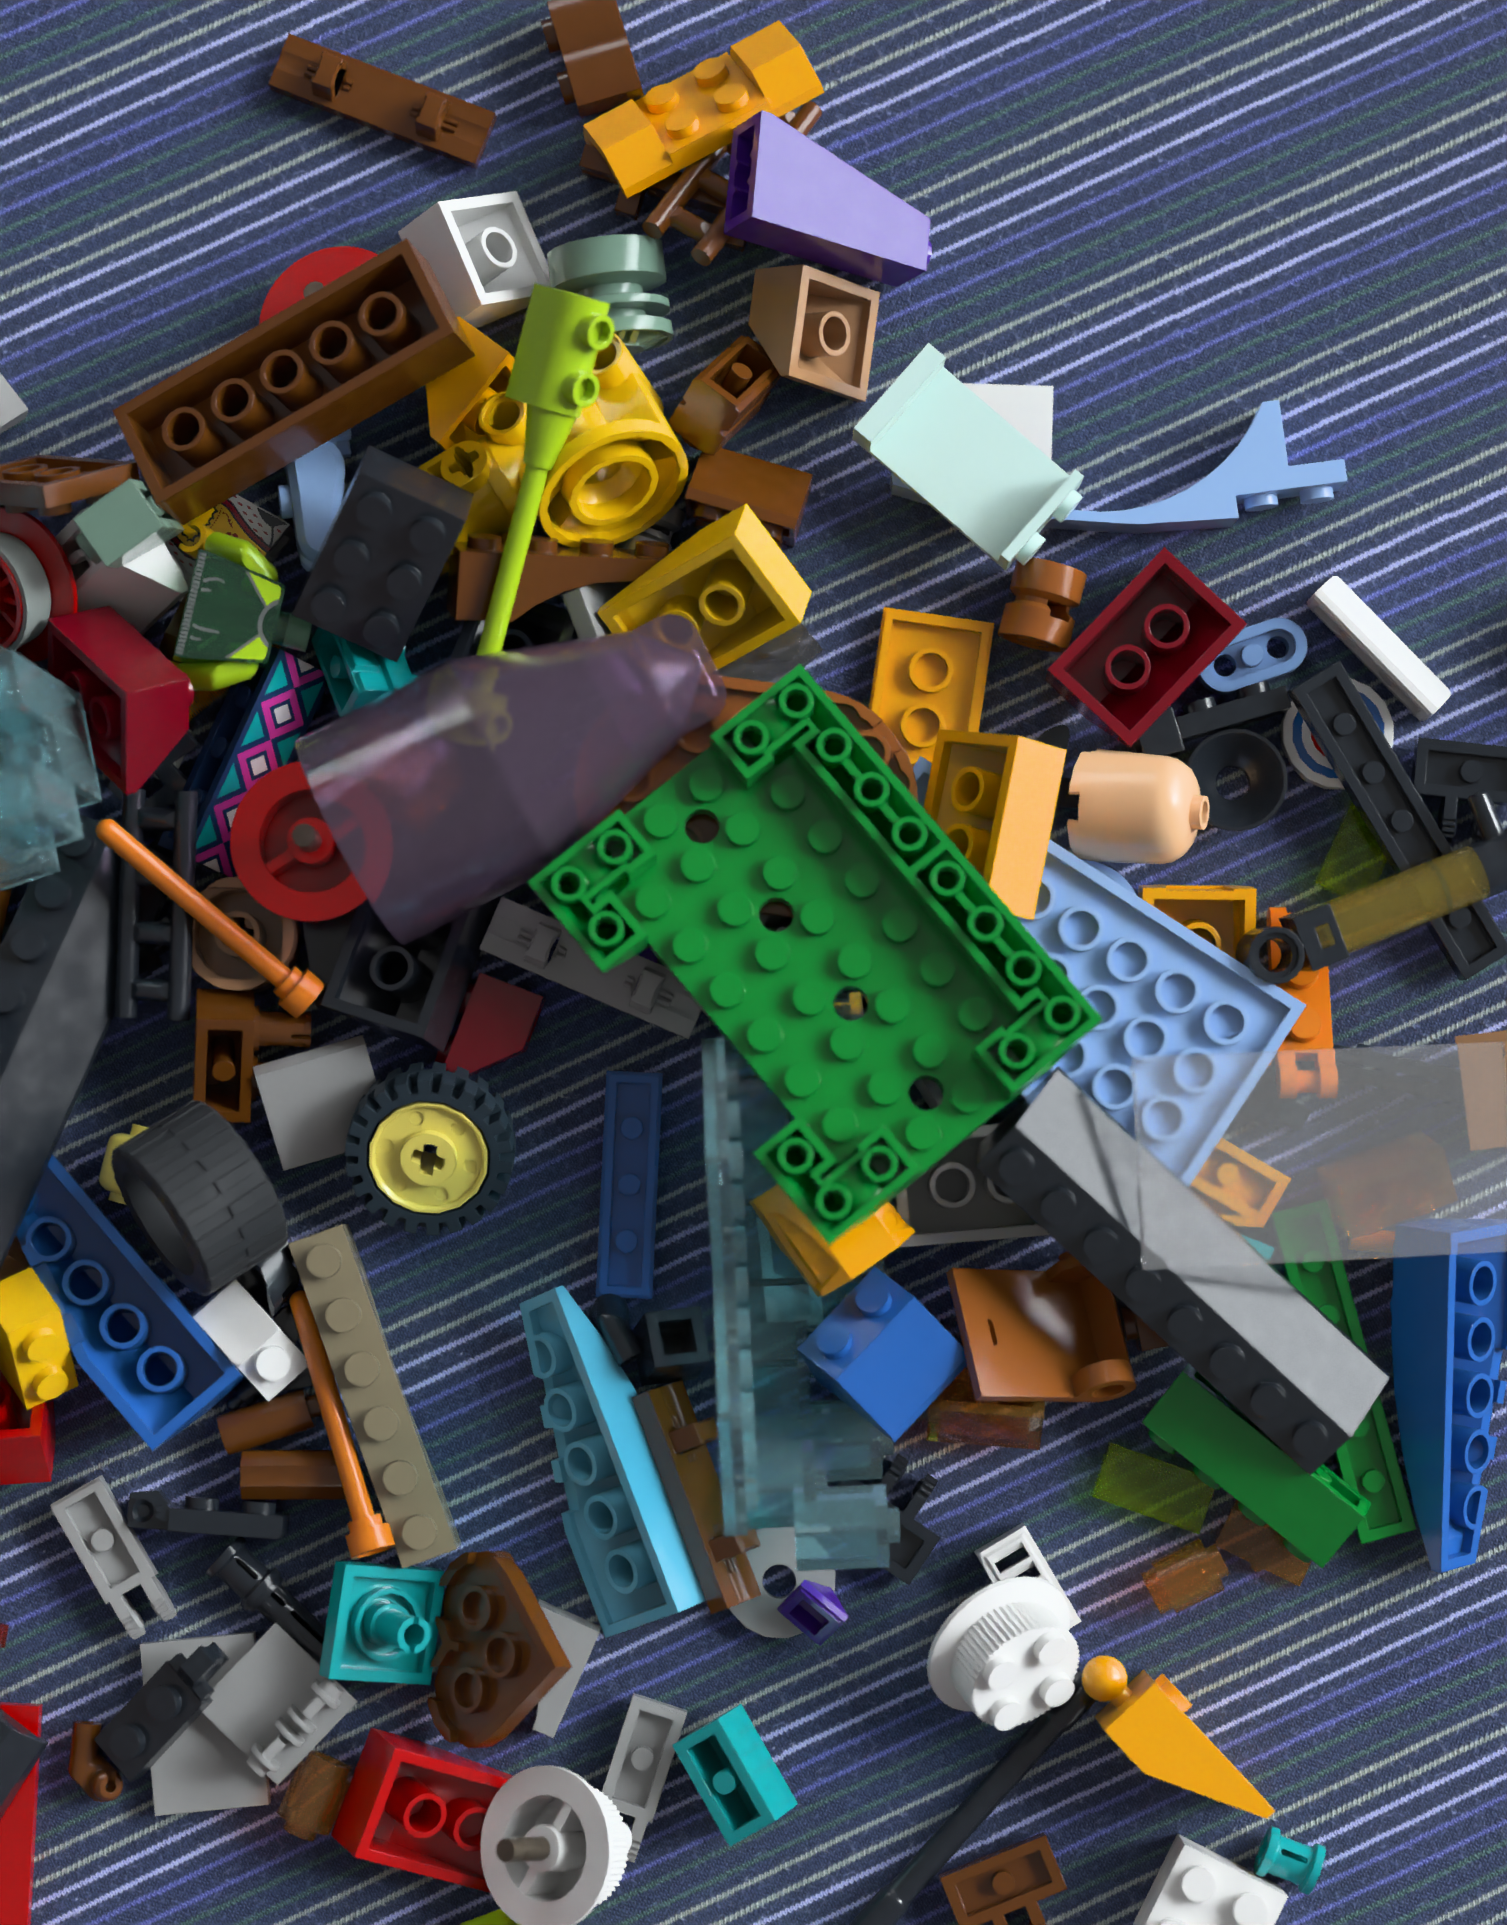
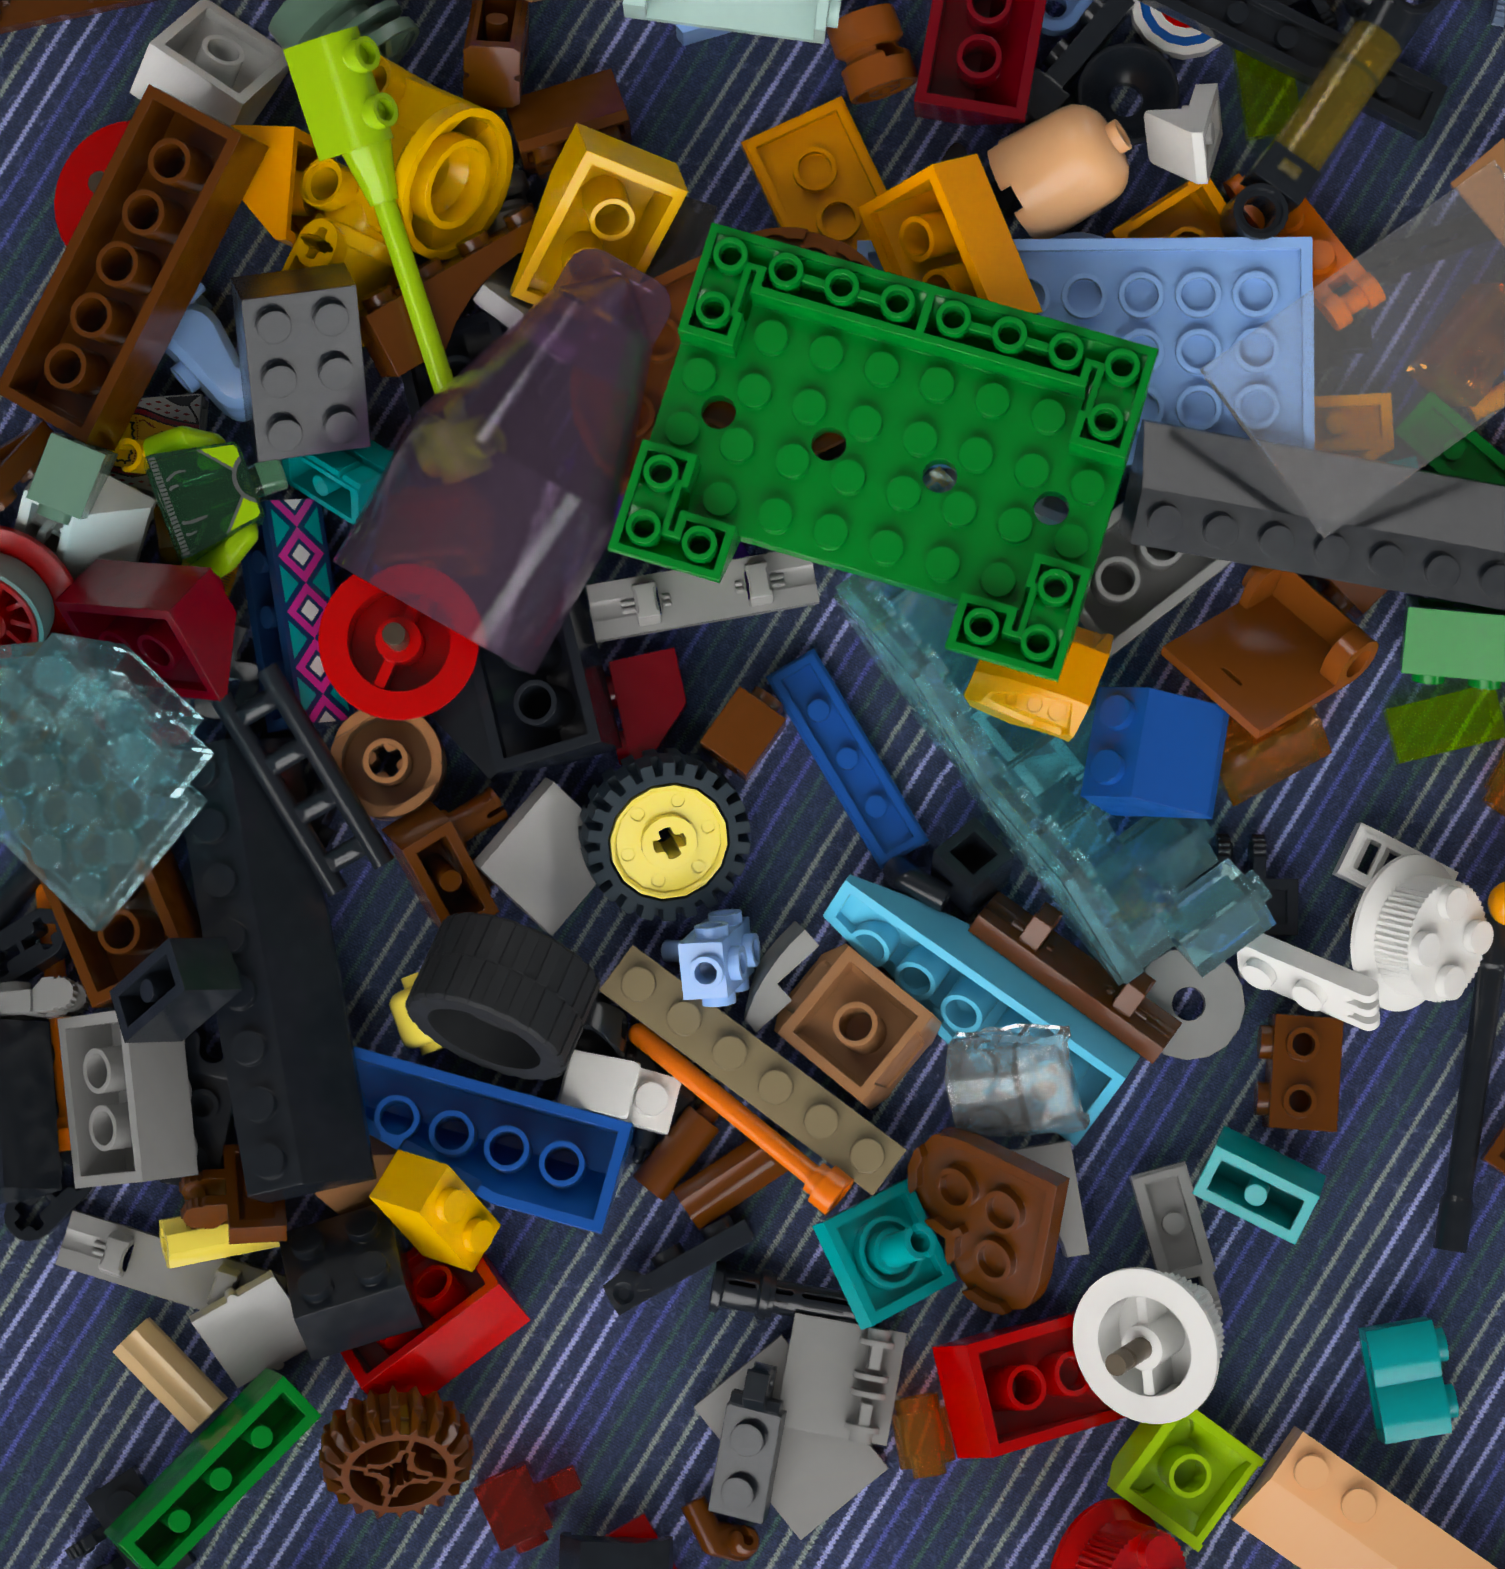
camera: 35 degrees left, 0 degrees up
(111, 1552) = (618, 1346): light grey hinge -> none
(292, 986) = (462, 773): orange piece -> none
(404, 1281) = (715, 958): none -> light blue brick
(429, 1340) = (765, 994): none -> light grey slope
(486, 1414) = (856, 1025): none -> medium nougat slope
(554, 1106) = (744, 731): none -> reddish brown brick
(584, 1551) = (1014, 1081): none -> clear slope
(814, 1610) = (1234, 1007): dark purple slope -> none
(834, 1702) = (1300, 1072): none -> reddish brown brick
(891, 1633) = (1310, 981): none -> white hinge
(1262, 851) = (1188, 137): none -> white slope

